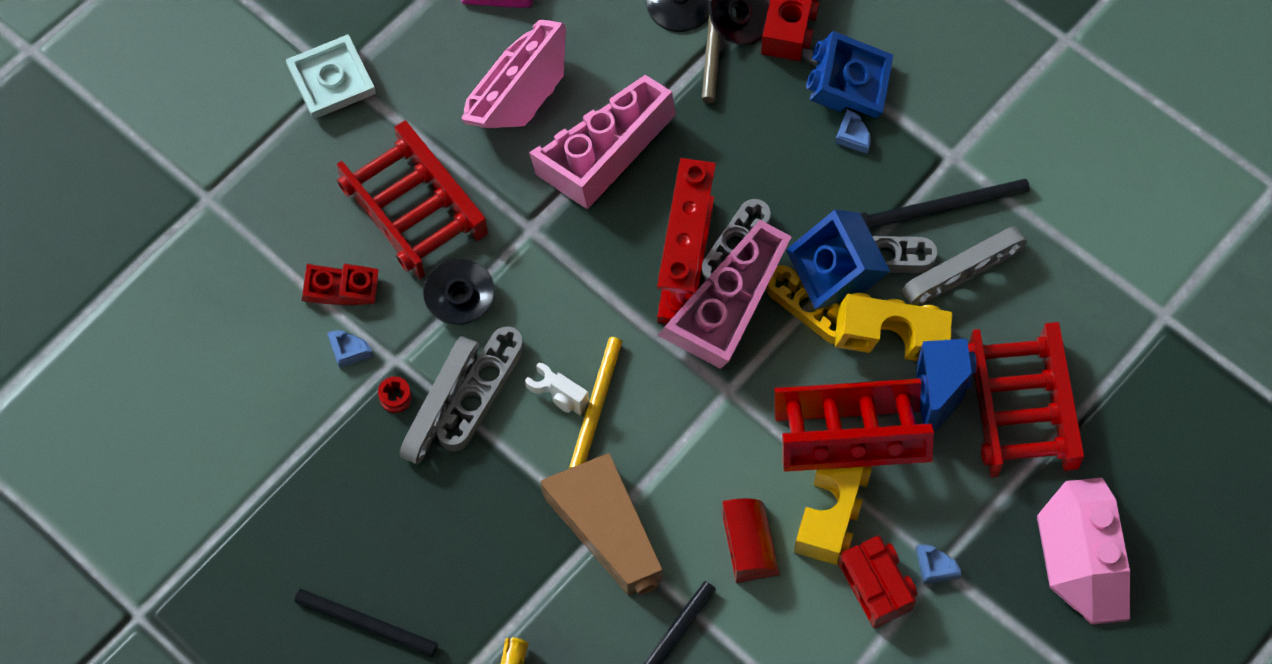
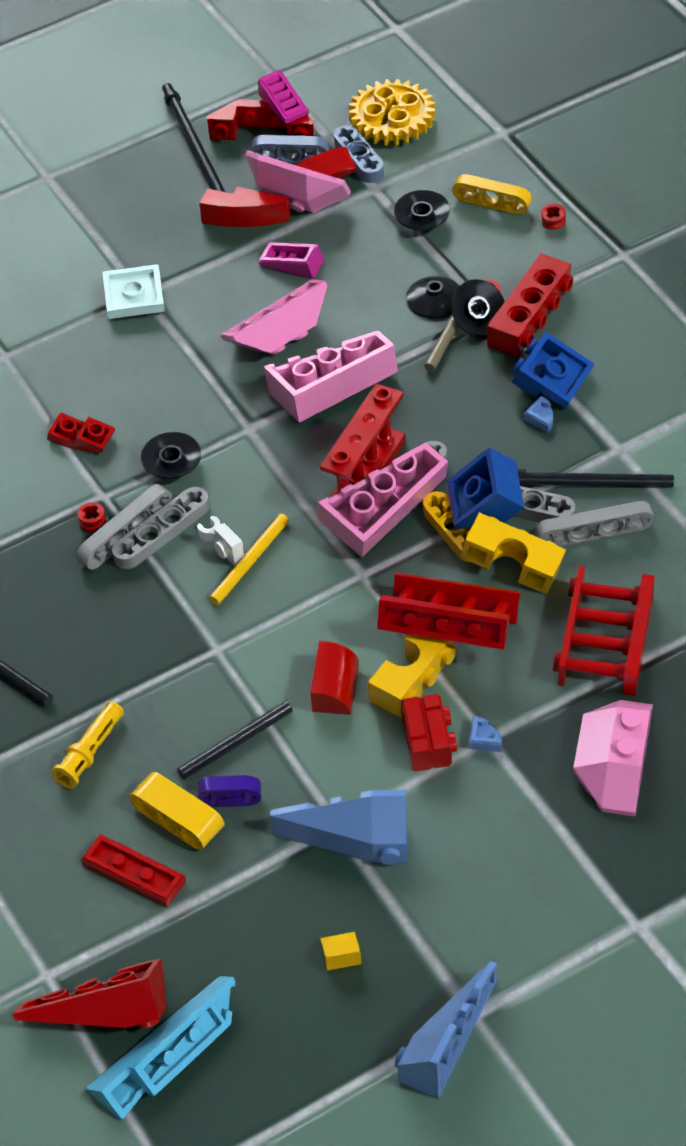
camera: 20 degrees right, 15 degrees down
(348, 348) = (69, 479): medium blue tile -> none
(426, 170) = (181, 367): red fence -> none
(605, 521) = (219, 635): medium nougat slope -> none
(945, 375) = (538, 597): blue slope -> none

